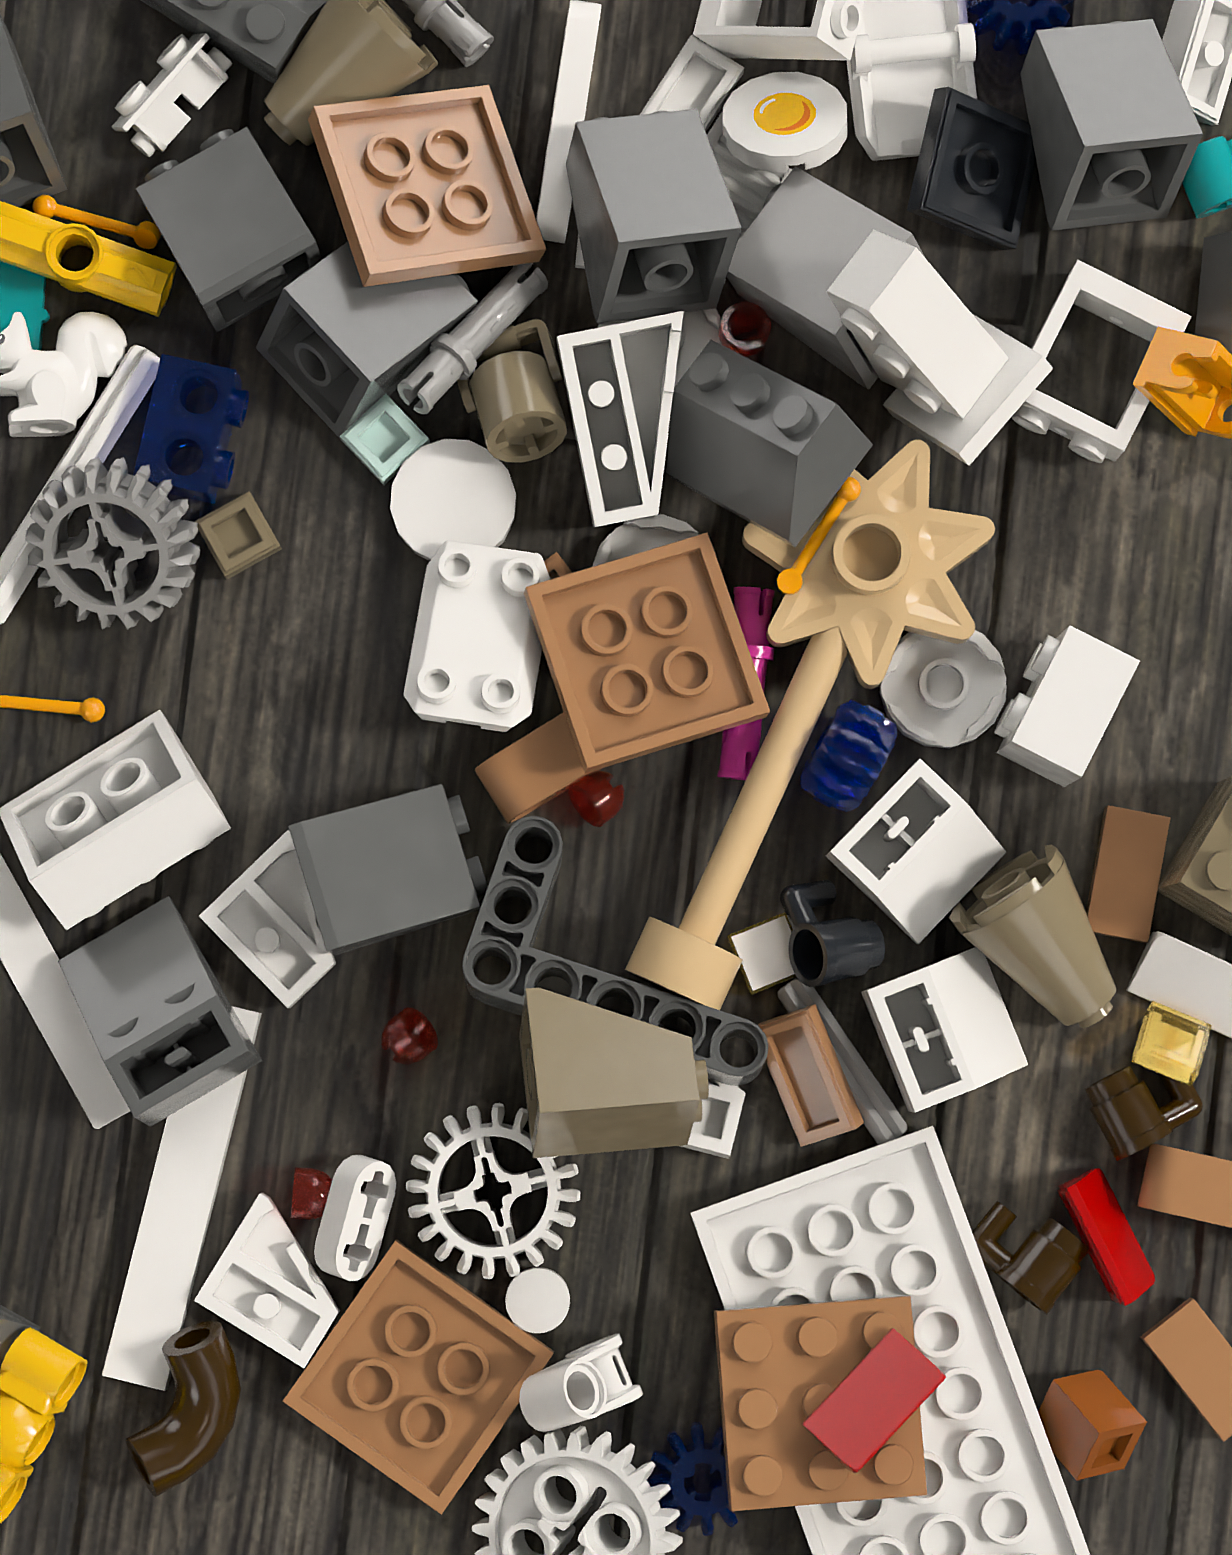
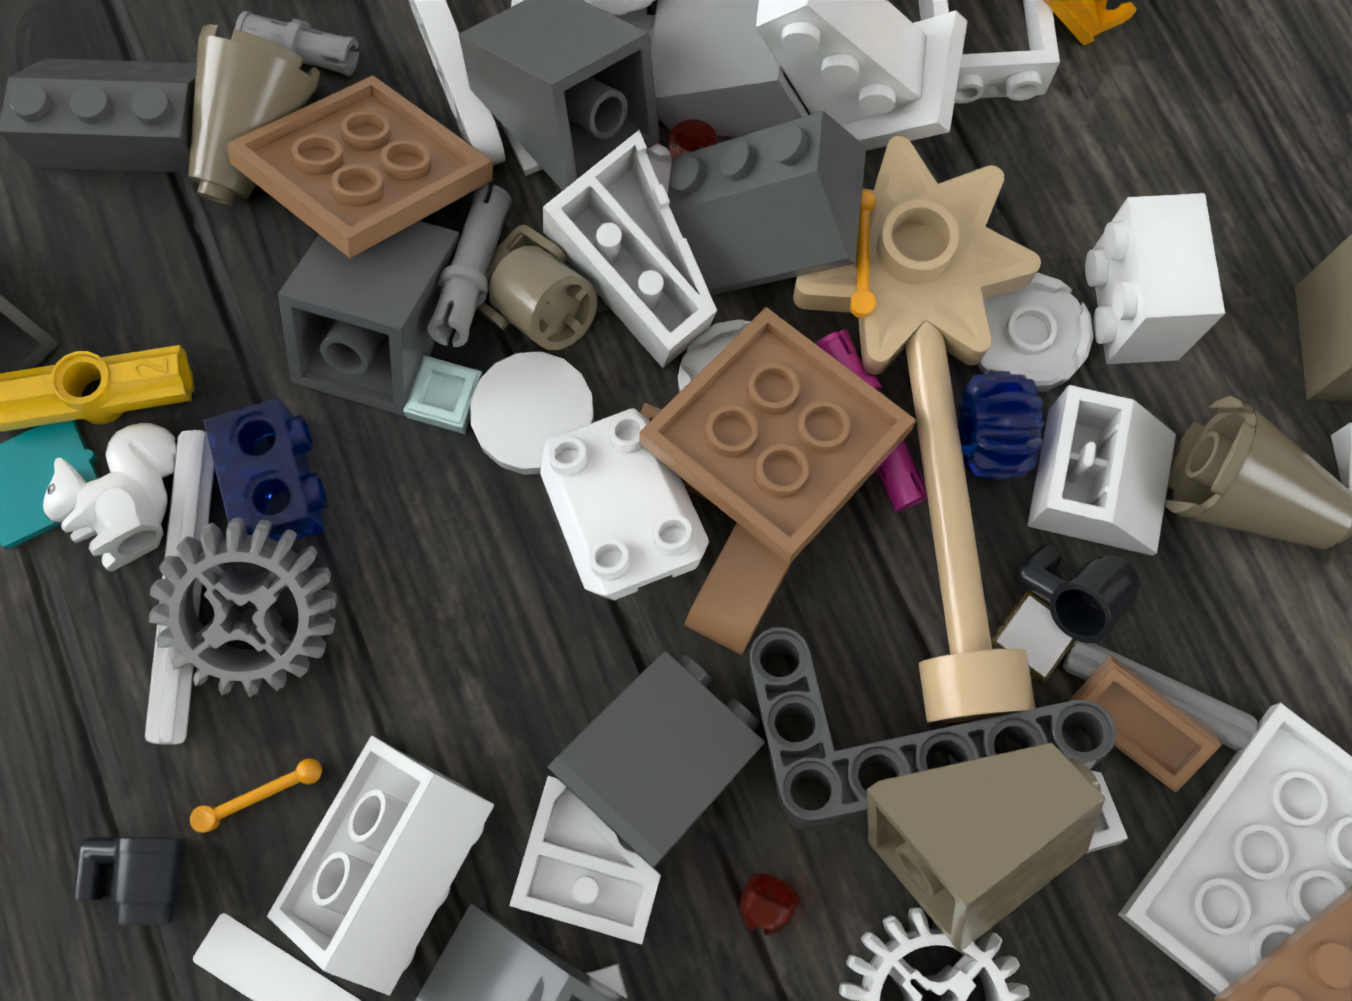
camera: 25 degrees left, 10 degrees down
(145, 234) = (144, 340): light orange hinge -> none
(185, 73) = (97, 238): white hinge -> none
(229, 226) = (211, 289): dark grey slope -> none
(238, 535) = (360, 543): dark tan tile -> none
(596, 798) = (804, 589): clear red hinge -> none
(944, 1029) = (1231, 618): white slope -> none
(1127, 873) = (1278, 386): medium nougat tile -> none

